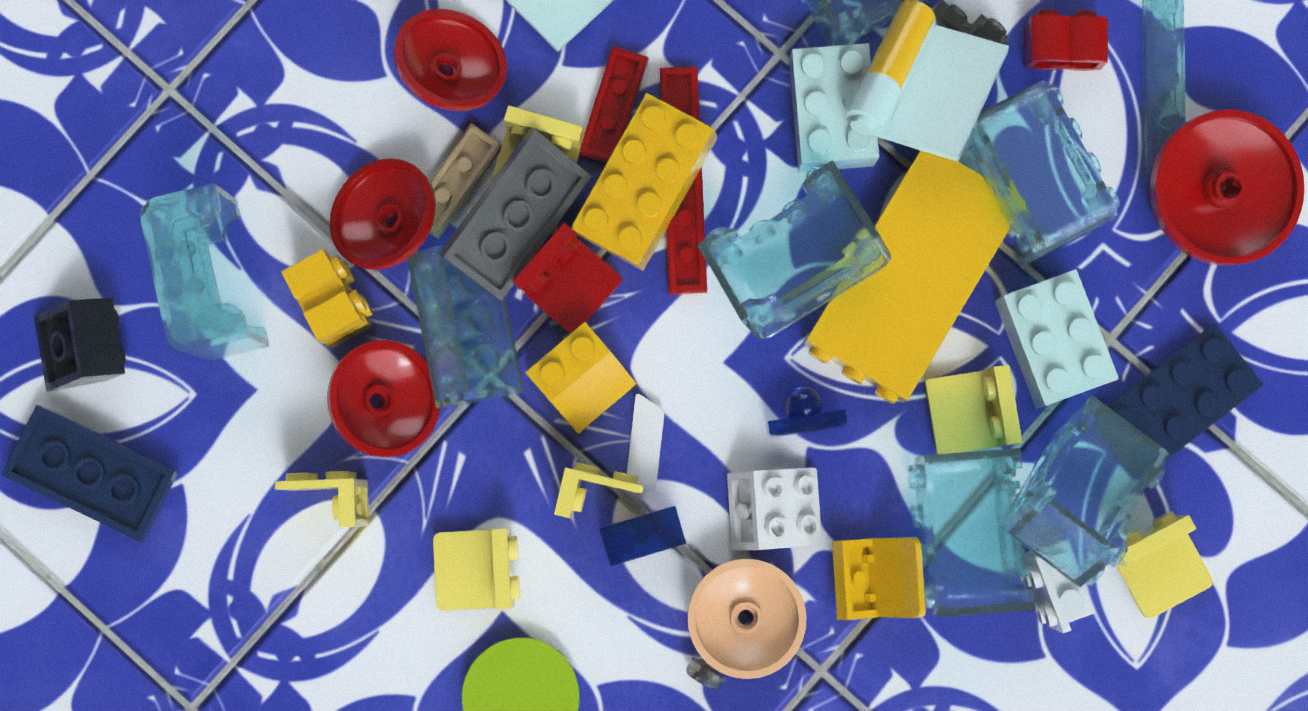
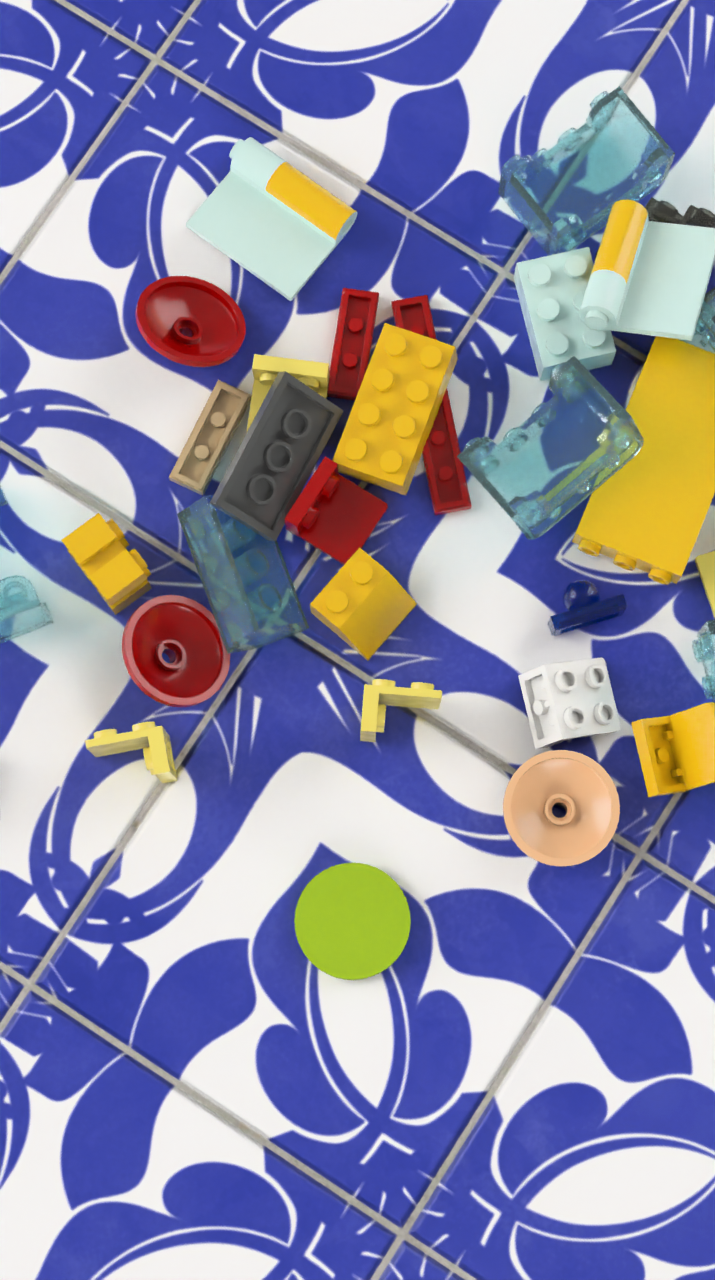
camera: 10 degrees left, 5 degrees down
(371, 204) = (136, 466): red dish -> none
(476, 569) = (289, 803): light yellow bracket -> none
(642, 536) = (447, 745): clear blue brick -> none
(645, 442) = (435, 655): white sticker -> none
(705, 674) = (529, 868): clear smoke tile -> none

